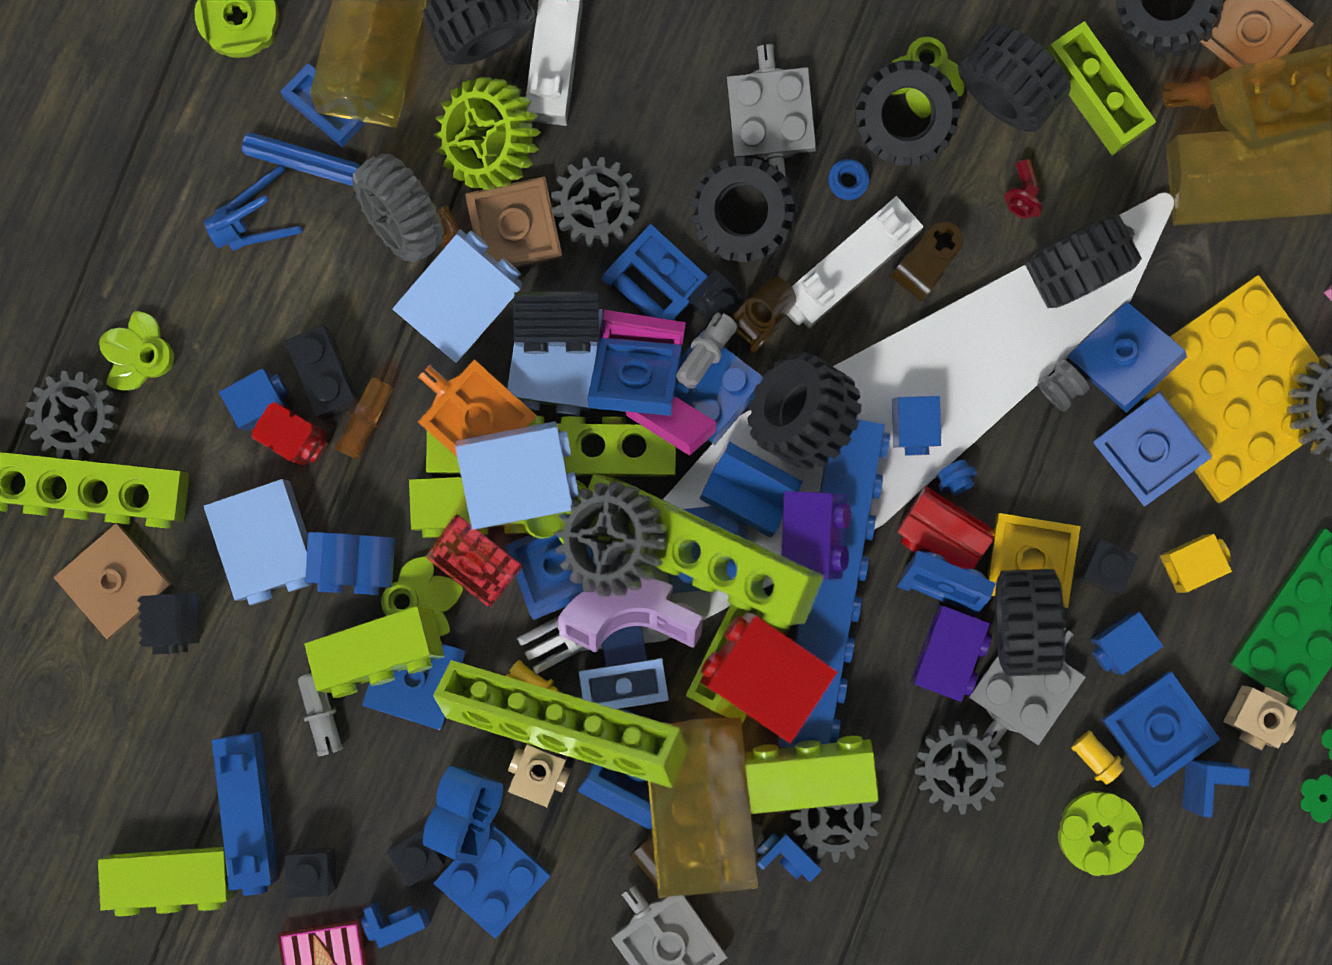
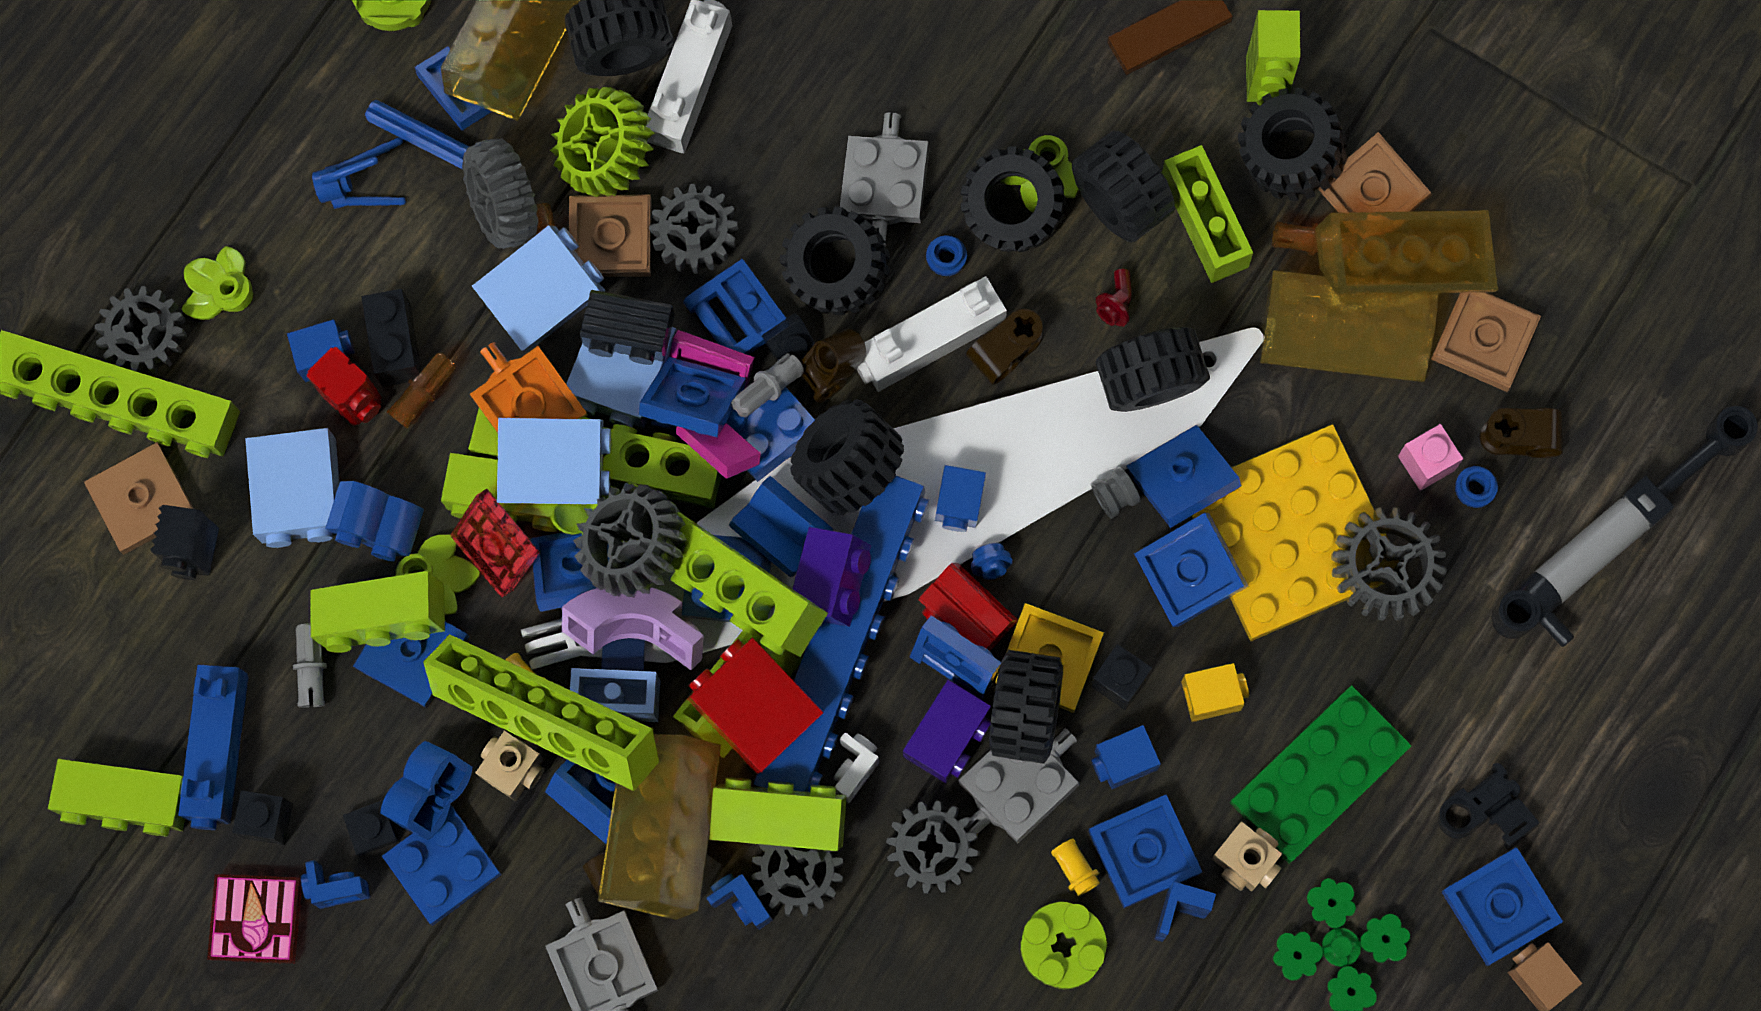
camera: 15 degrees right, 10 degrees down
(869, 712) = (854, 774): none -> white bracket

